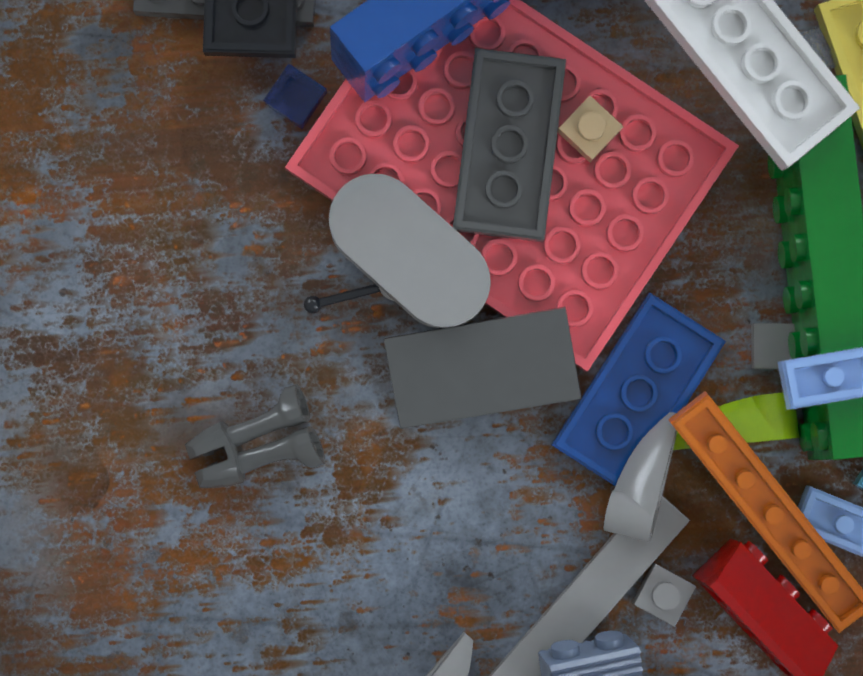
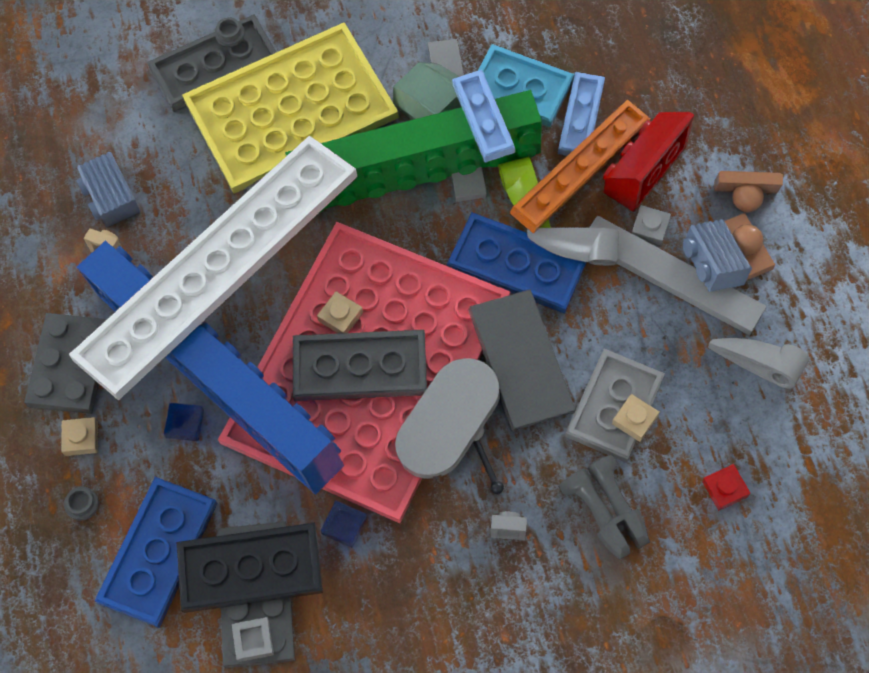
camera: 95 degrees left, 20 degrees down
(252, 307) = (508, 526): none -> light grey plate
(259, 607) = (726, 487): none -> red plate
(370, 506) = (635, 417): none -> tan plate
(401, 485) = (605, 394): none -> light grey tile

